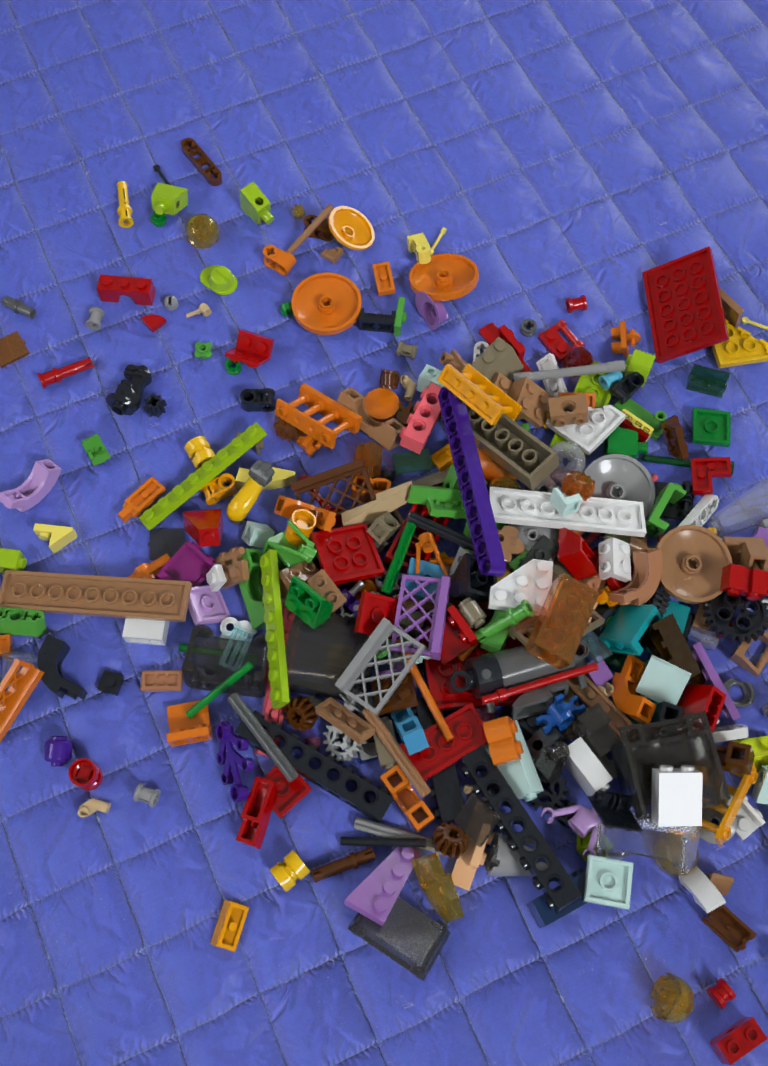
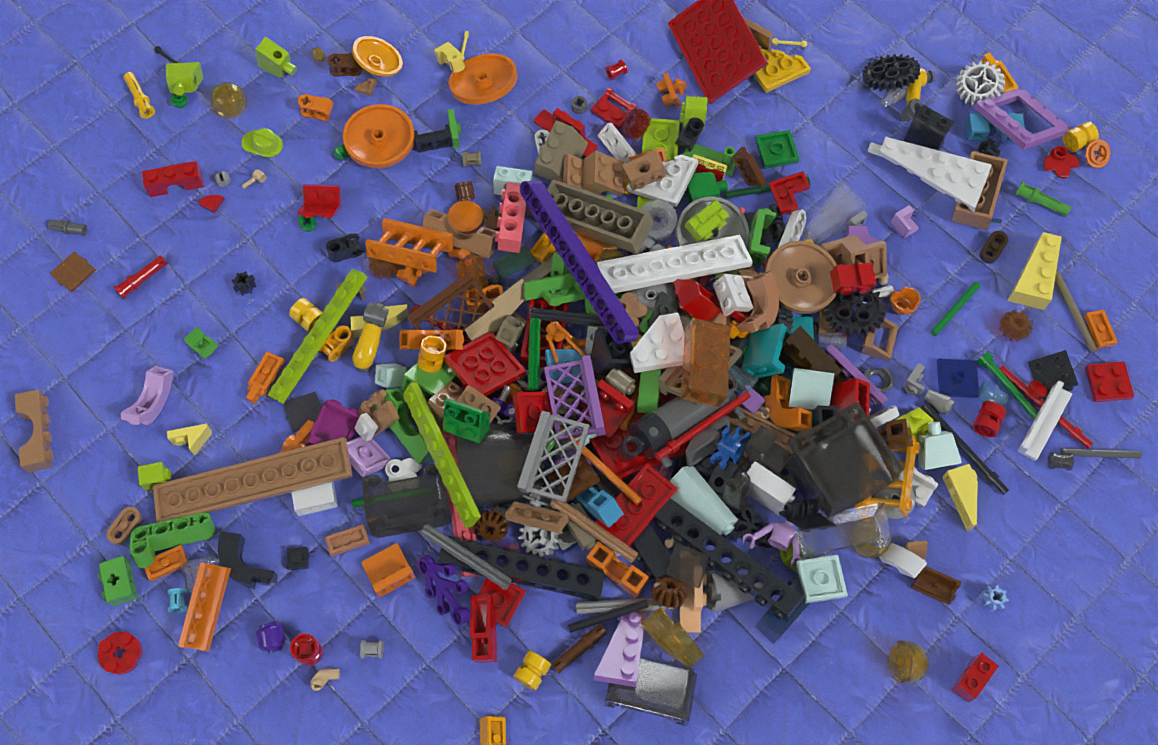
camera: 20 degrees left, 0 degrees up
(95, 318) = (151, 216): light grey bush -> none
(129, 393) = (214, 278): black animal -> none
(200, 162) = (202, 31): reddish brown beam -> none
(204, 526) = (336, 383): red slope -> none
(205, 354) = (272, 220): bright green plate -> none
(219, 689) = (407, 529): green bar -> none
(243, 651) = (409, 486): clear light blue tile -> none
(304, 552) = (444, 374): bright green plant -> none
(310, 229) = (337, 68): medium nougat bar -> none
(363, 437) = (459, 253): none -> orange arm
(383, 278) = (425, 96): orange plate -> none
(410, 387) = (486, 192): tan arm -> none
(431, 311) = (481, 114): medium lavender piece -> none
(454, 359) = (522, 158): medium nougat hips -> none
(479, 393) = (558, 178): light orange fence -> none
(502, 740) = (687, 486): orange brick -> none
(511, 617) = (658, 373): bright green pin -> none
(565, 504) = (669, 256): light aqua panel -> none
(579, 483) = (677, 237): clear orange gear -> none
(610, 379) = (672, 130): medium azure bush -> none
(612, 366) = (636, 133): light grey piece -> none
(614, 478) = (706, 221): none -> lime brick
(676, 796) = (856, 484): white brick -> none
(707, 380) = (760, 107): hinge -> none
(721, 993) = (948, 643): red wheel -> none

